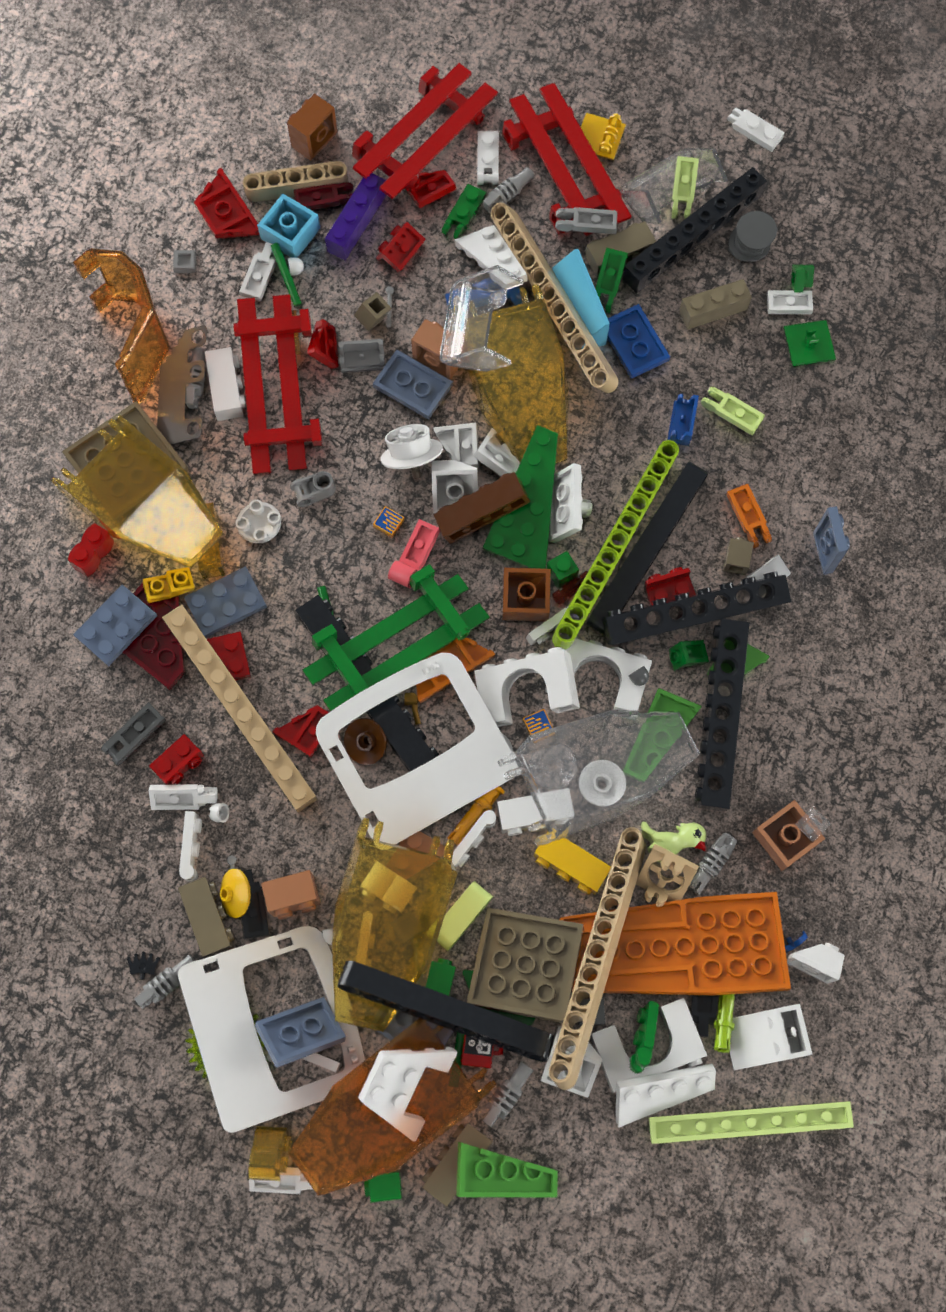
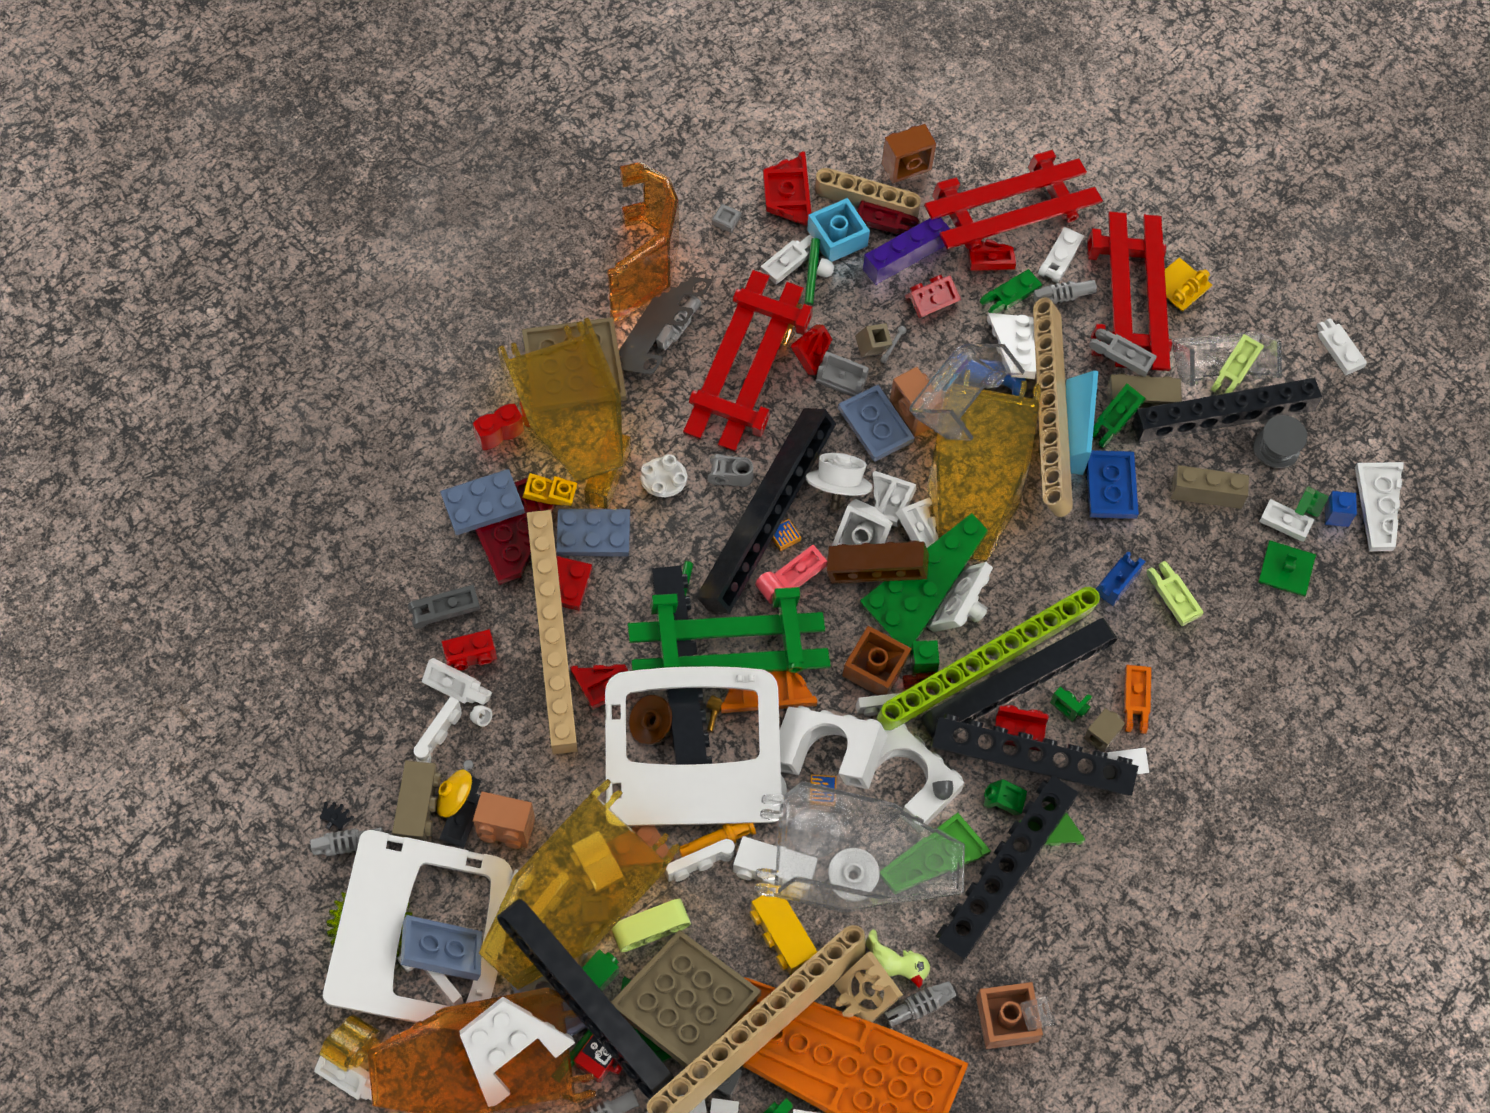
camera: 25 degrees right, 10 degrees down
(225, 384) = (702, 340): white brick -> none
(363, 509) = (766, 511): none -> black brick
(698, 550) = (1068, 704): none -> green bracket
(828, 271) = (1340, 508): none -> blue brick
(830, 540) = (1203, 757): sand blue plate -> none
(851, 244) = (1379, 497): none -> white wing

